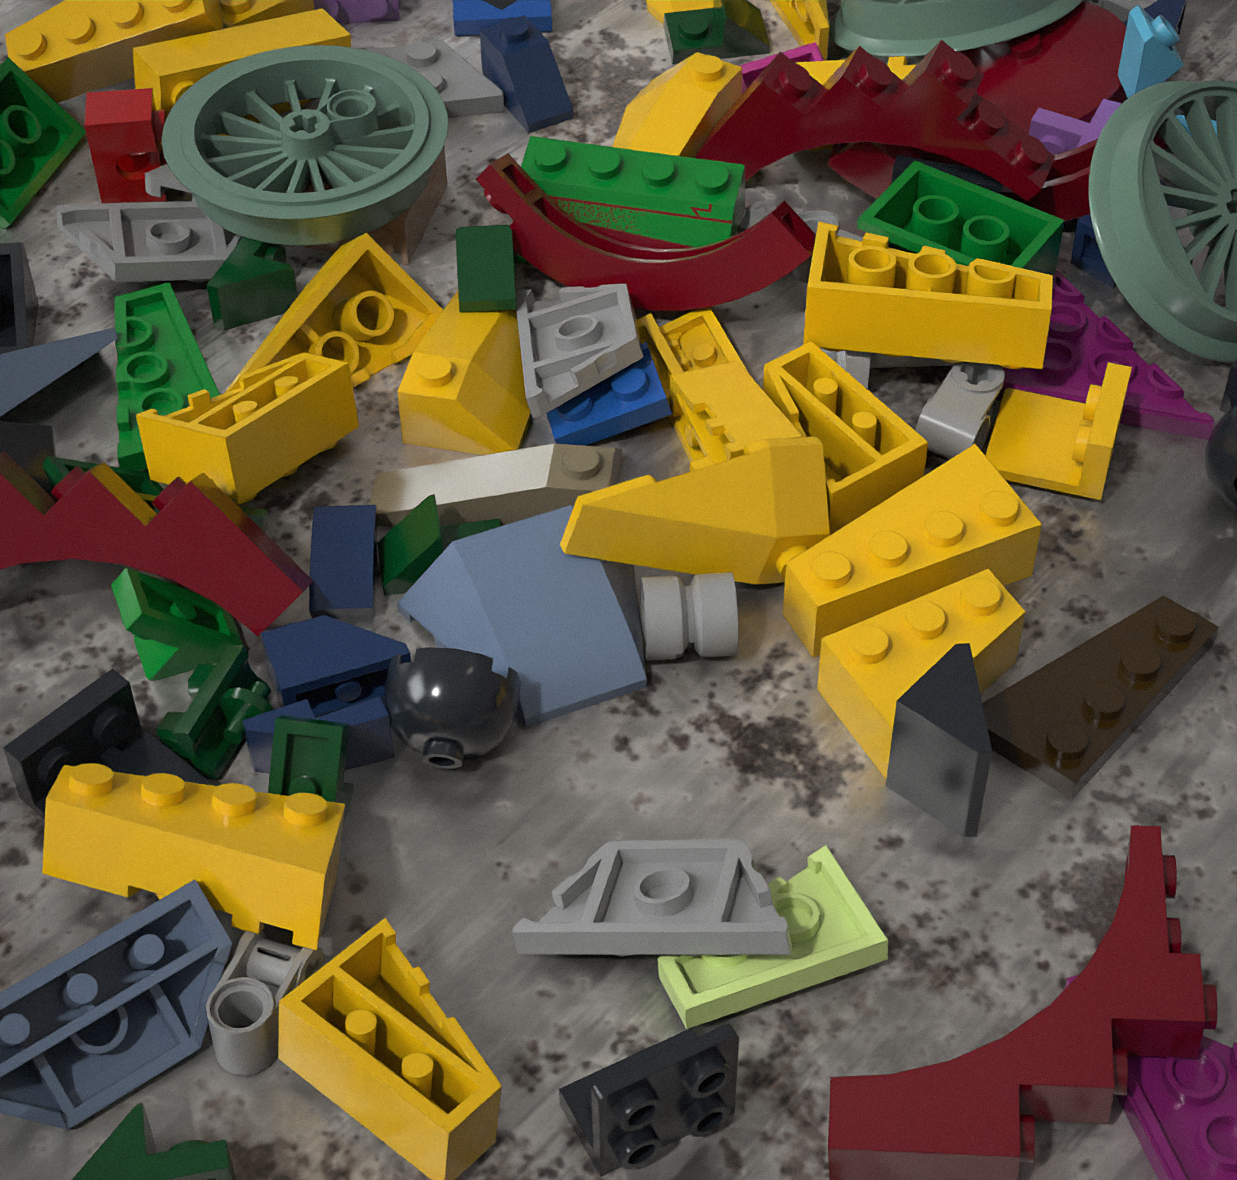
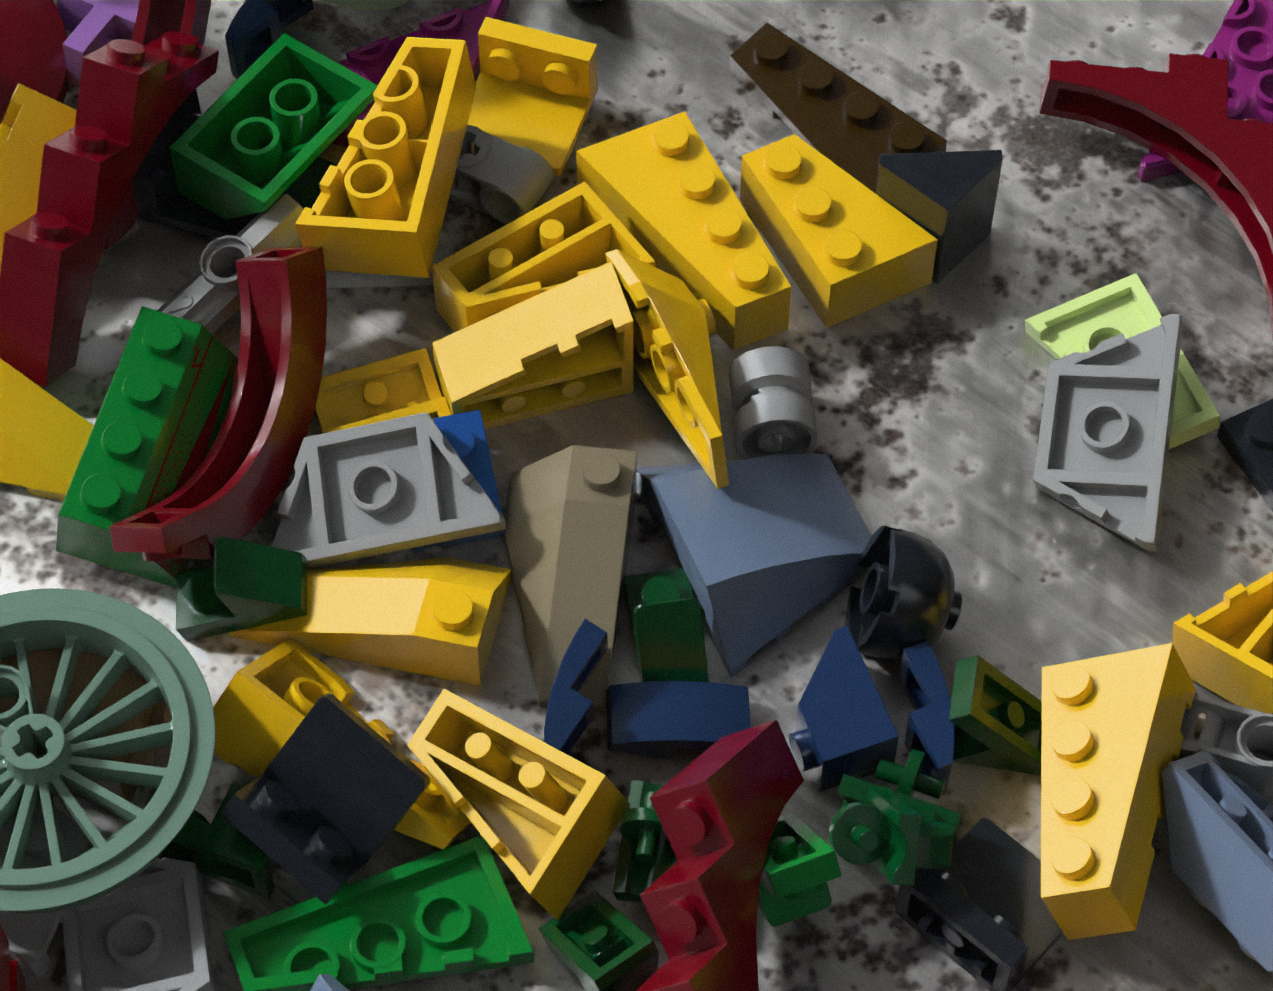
camera: 90 degrees left, 10 degrees up
(149, 648) = (891, 836): none -> dark green hips
(244, 302) = (327, 799): none -> black bracket
(353, 467) = (567, 709): none -> dark blue slope

